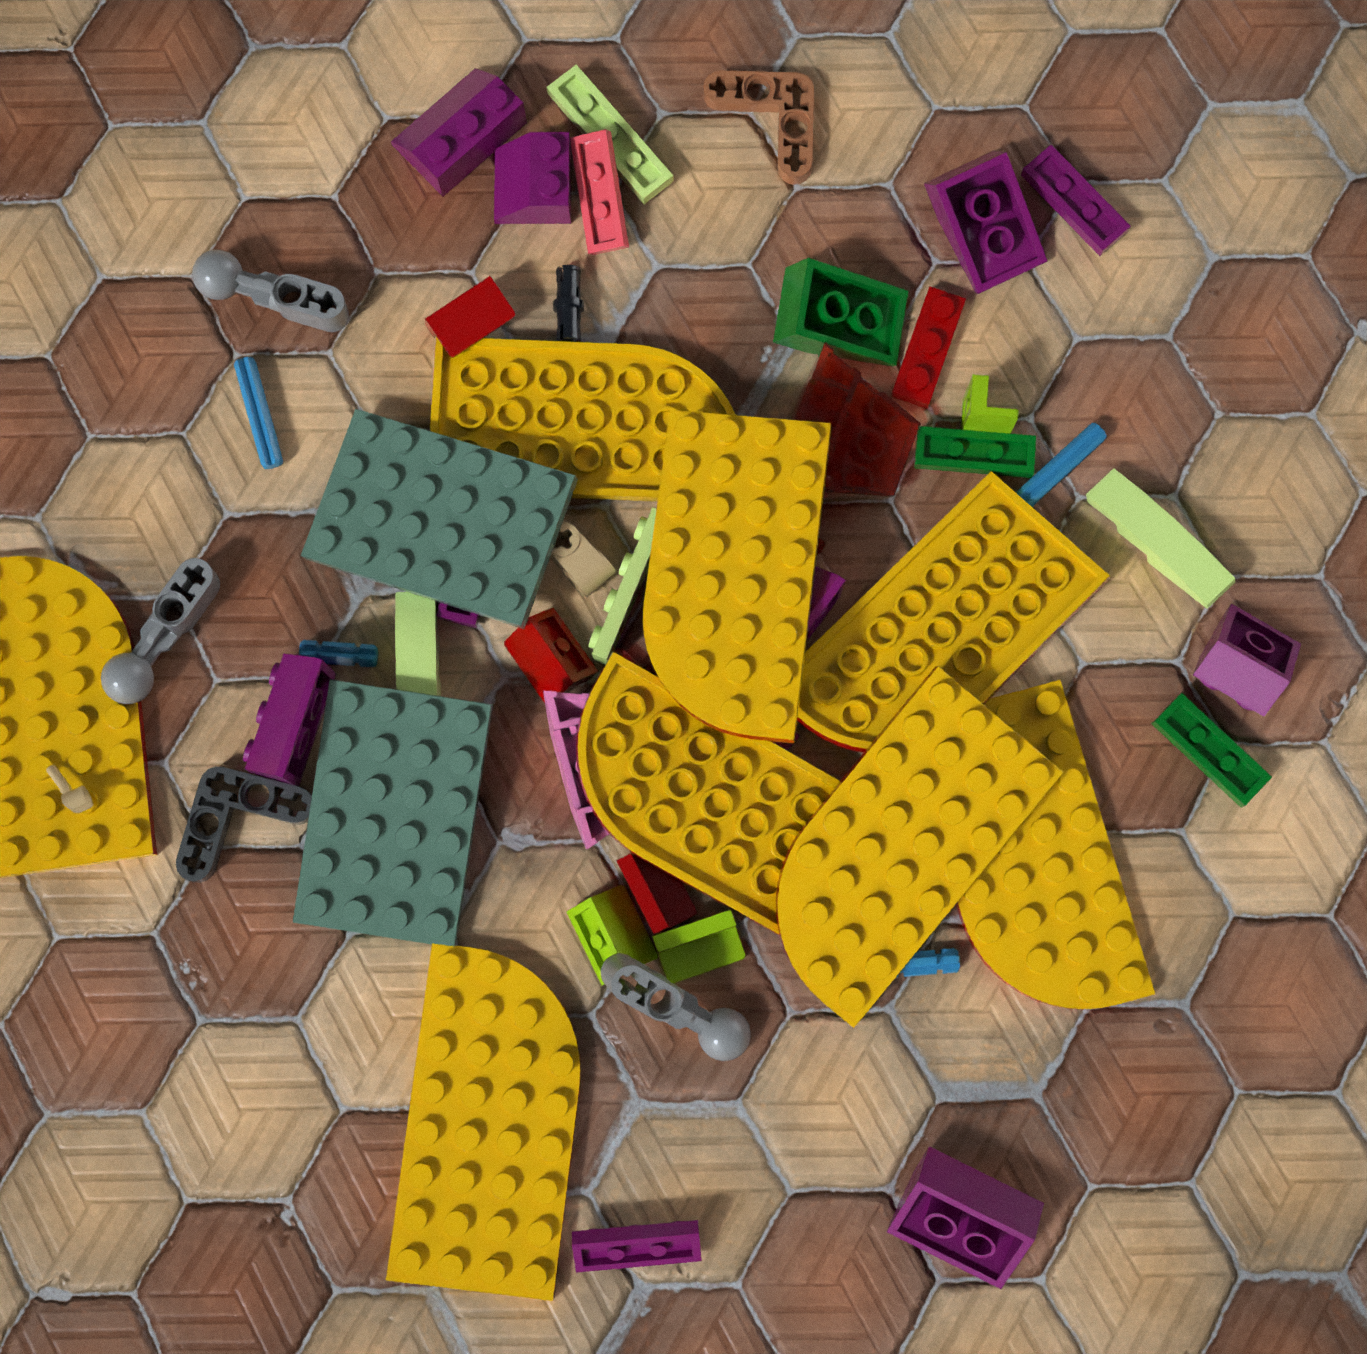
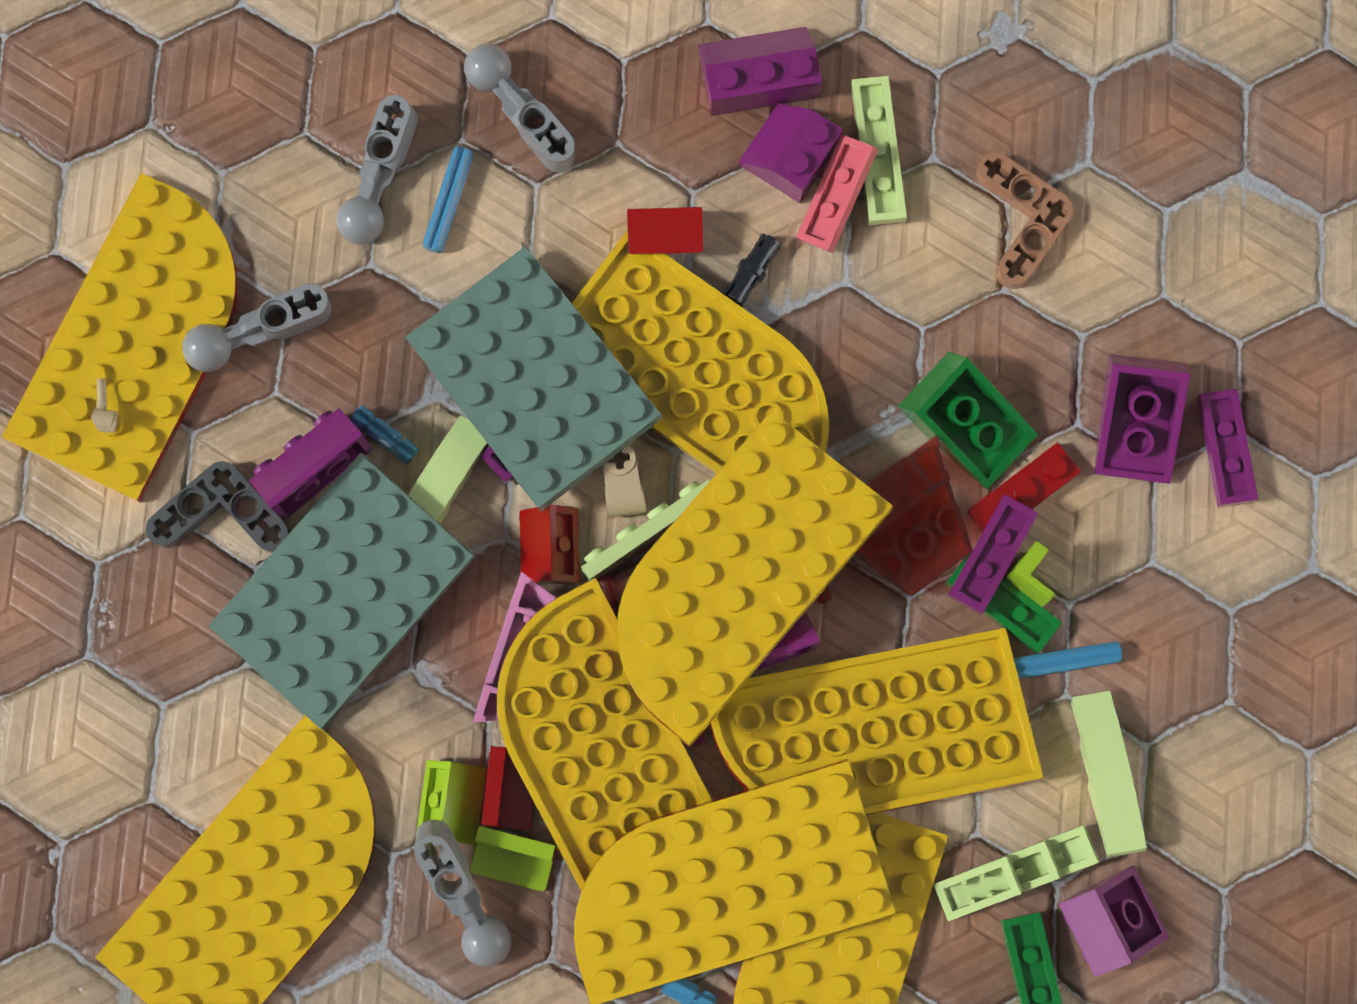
camera: 30 degrees right, 0 degrees up
(189, 477) = (360, 217): none -> light grey beam
(940, 414) = (992, 554): none -> magenta plate
(1138, 674) = (1016, 873): none -> yellowish green slope

